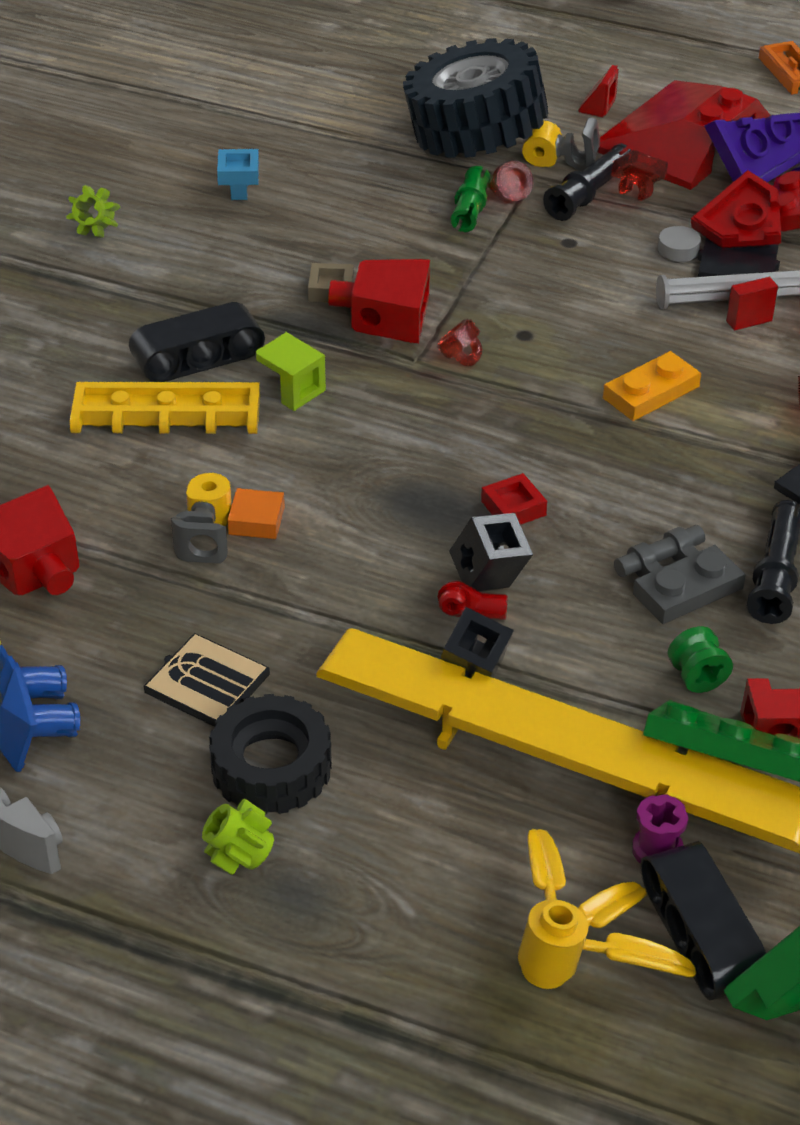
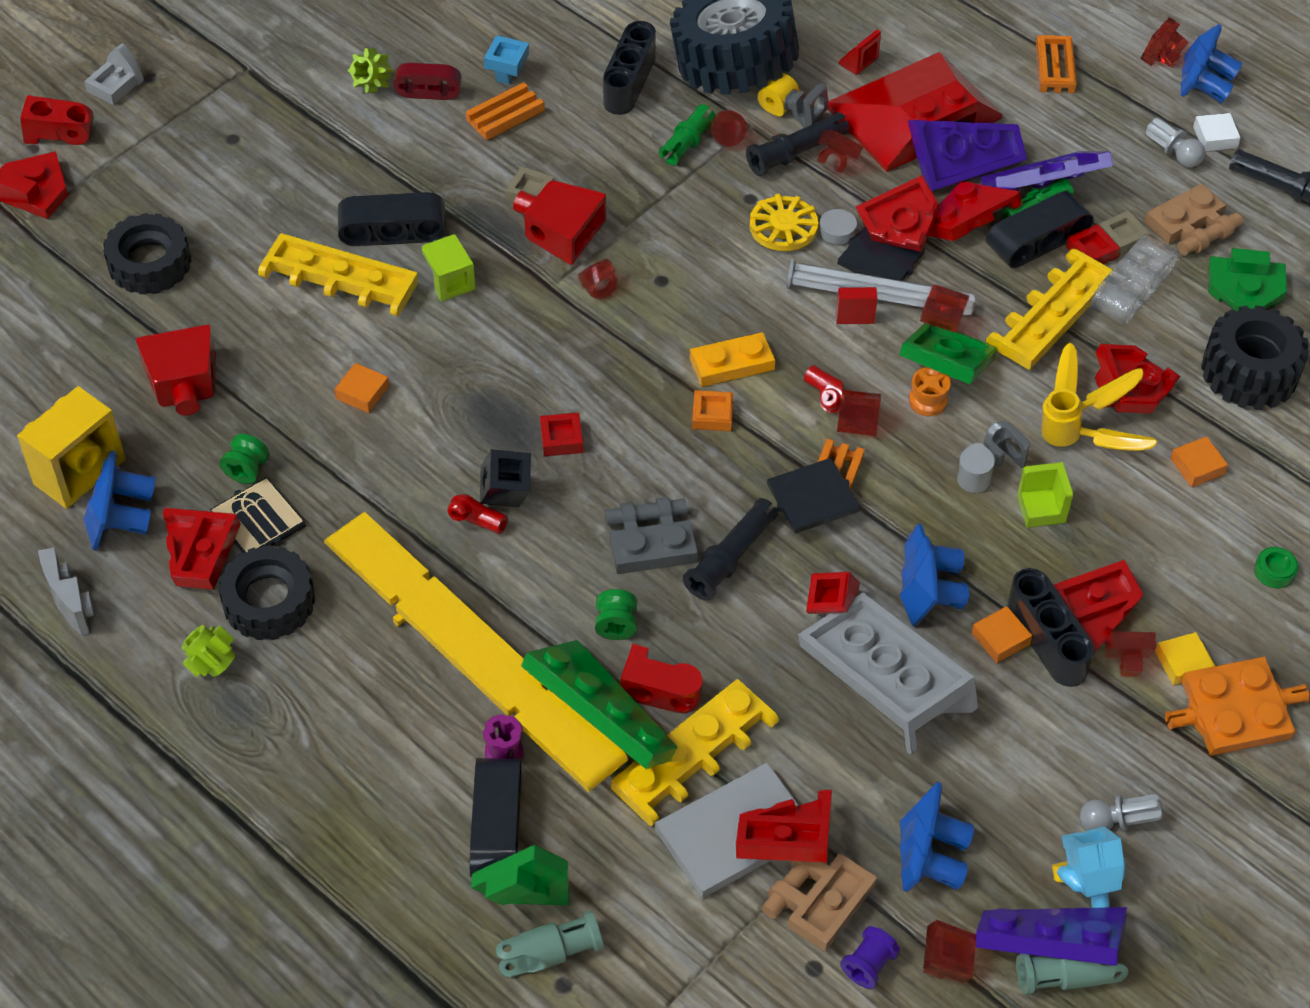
camera: 20 degrees right, 10 degrees up
(153, 726) = (198, 545): none -> red wing
(161, 209) = (427, 81): none -> dark red beam
(161, 617) = (244, 458): none -> green wheel
(206, 515) = (326, 370): dark grey leg -> none
(255, 218) = (502, 107): none -> orange tile
(374, 153) = (629, 67): none -> black beam
(469, 652) = (446, 557): black brick -> none
(559, 930) = (378, 792): yellow plant -> none
(622, 253) = (783, 222): none -> yellow wheel
(663, 437) = (712, 410): none -> orange tile
(775, 387) = (828, 385): none -> red arm

